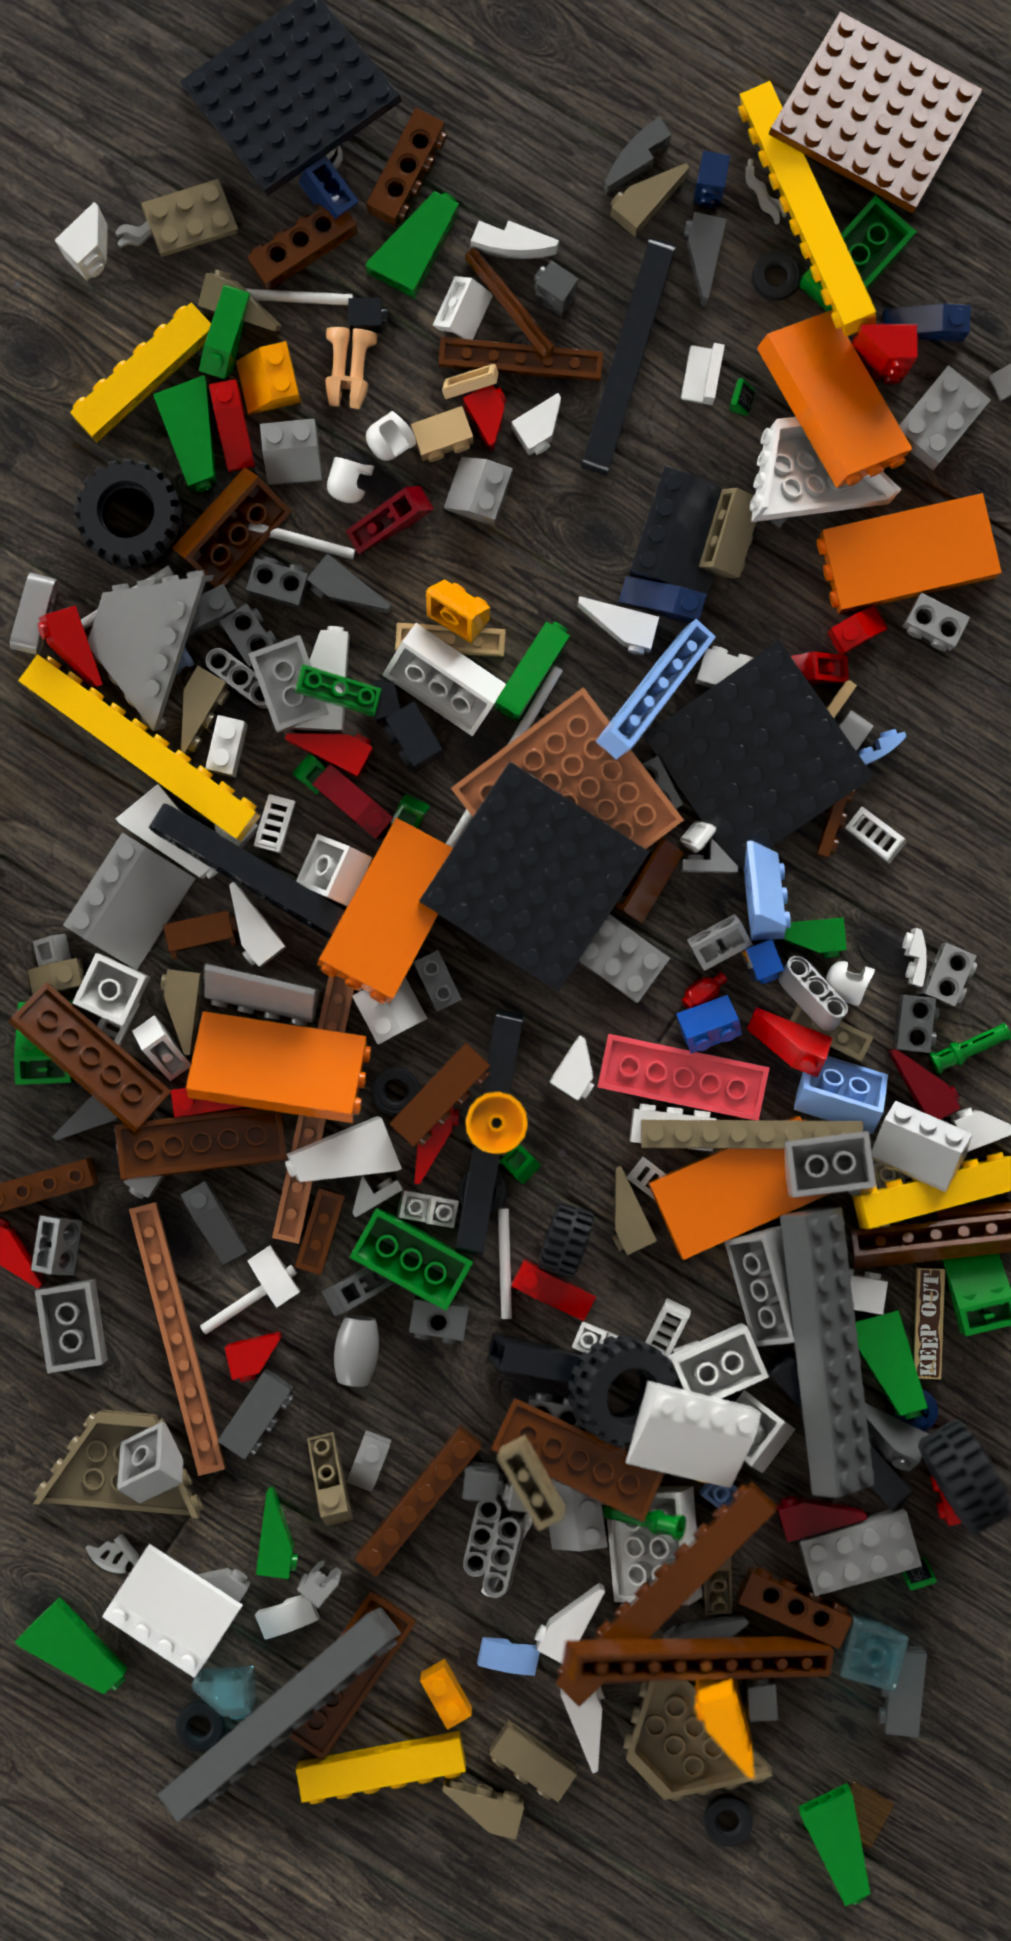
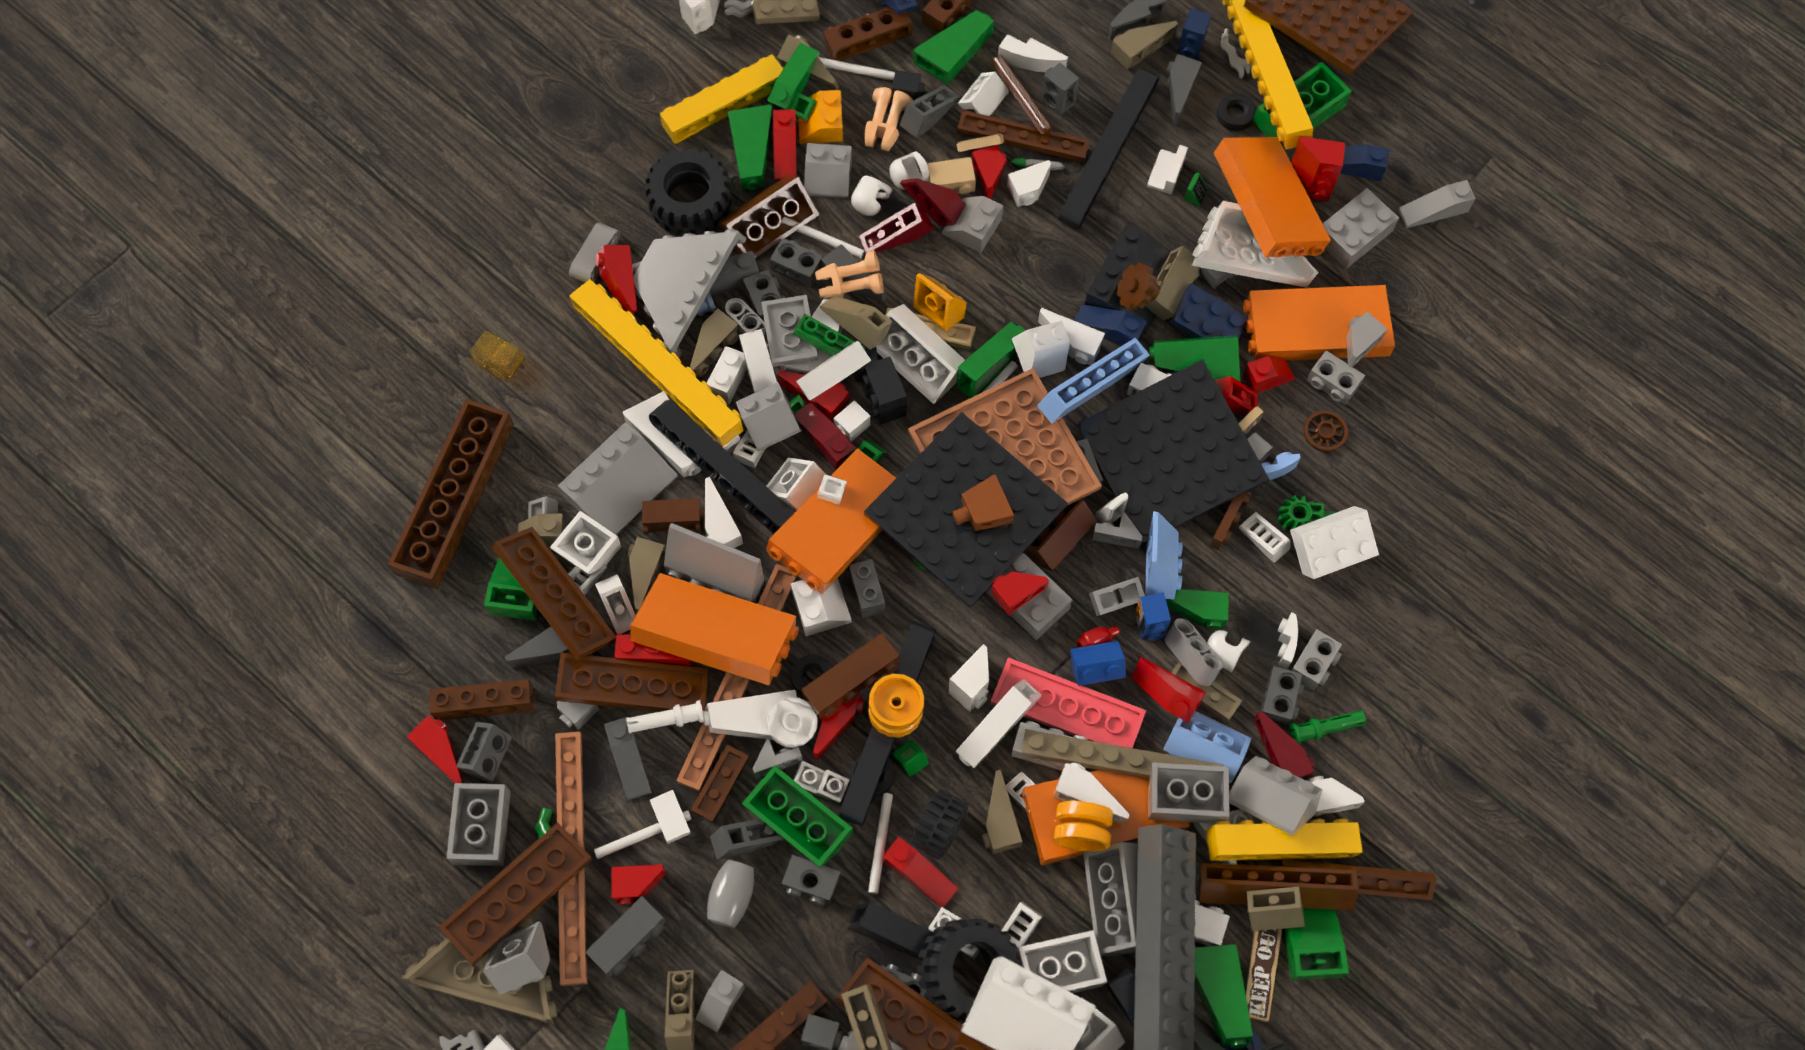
camera: 10 degrees right, 20 degrees down
(129, 1396) = (515, 894): none -> reddish brown plate
(140, 1312) = (543, 822): none -> green arm
(243, 368) = (803, 106): none -> green slope
(260, 1172) = (678, 716): none -> white pin
(263, 737) = (757, 360): none -> white slope
(286, 796) = (768, 416): none -> light grey slope
(335, 613) = (872, 282): none -> light nougat piece
(351, 729) = (833, 370): none -> white slope
(365, 655) = (860, 320): none -> dark tan slope
(377, 880) = (831, 489): none -> white tile
(382, 780) = (852, 421): none -> white brick
(385, 1156) = (792, 722): none -> white tile
(399, 343) = (928, 110): none -> dark grey slope
(437, 477) = (938, 201): none -> dark red slope
(543, 393) = (1022, 162): none -> light grey piece
(555, 878) = (984, 506): none -> dark orange torso
(589, 652) = (1043, 349): none -> white slope
(606, 964) = (1017, 589): none -> red slope
(612, 1114) = (998, 723): none -> white slope
(690, 557) = (1137, 286): none -> reddish brown plant
(715, 1179) = (1081, 785): none -> white slope
(720, 1220) = (1083, 826): none -> light orange wheel
(759, 626) = (1218, 353): none -> green slope
(779, 574) = (1207, 316): none -> dark blue plate
(928, 802) = (1309, 511): none -> green gear
(931, 690) = (1325, 431): none -> reddish brown wheel
(936, 1268) = (1275, 908): none -> dark tan brick
(955, 835) = (1334, 542): none -> white brick
(962, 572) = (1363, 336): none -> light grey slope

